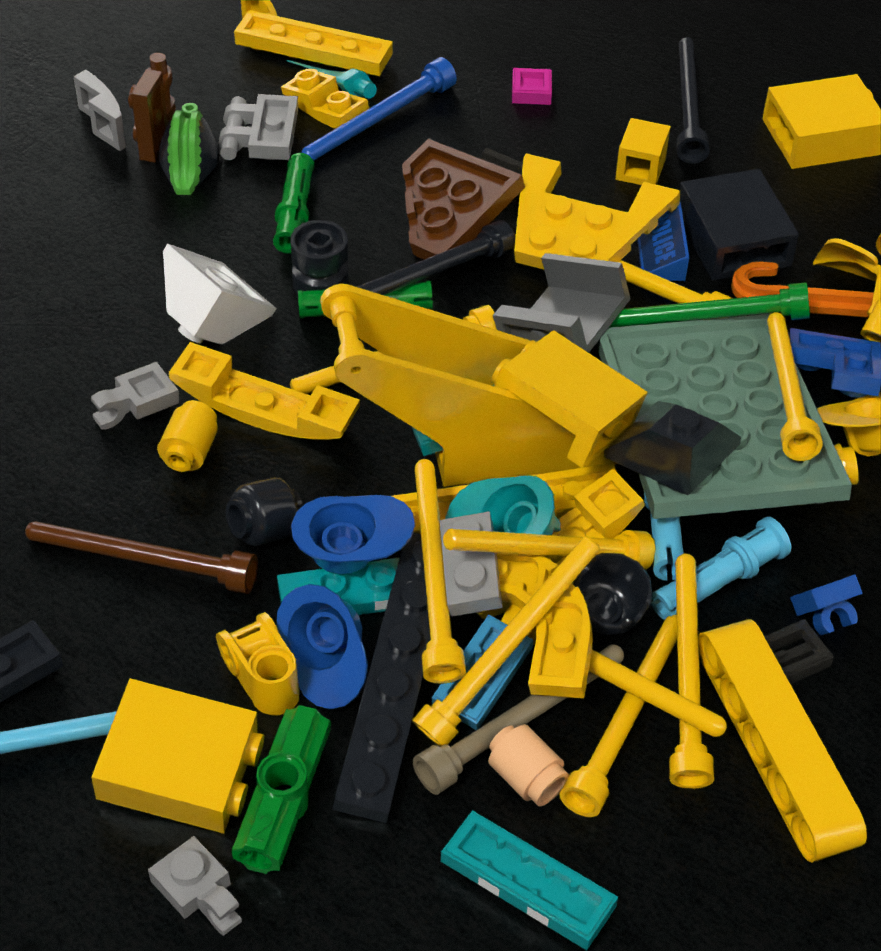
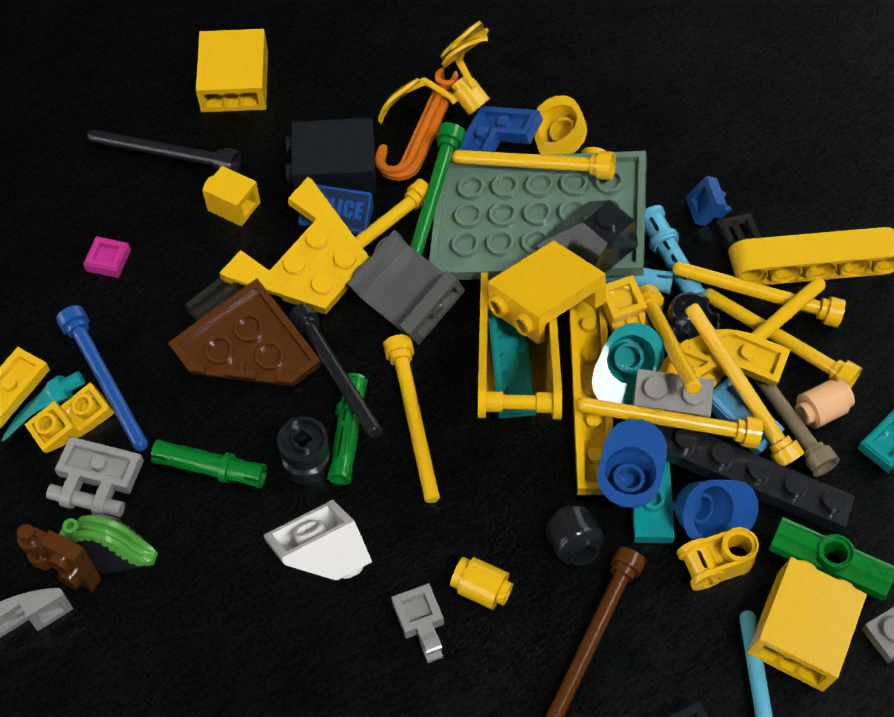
camera: 75 degrees left, 10 degrees up
(258, 402) = (448, 520): yellow slope -> none

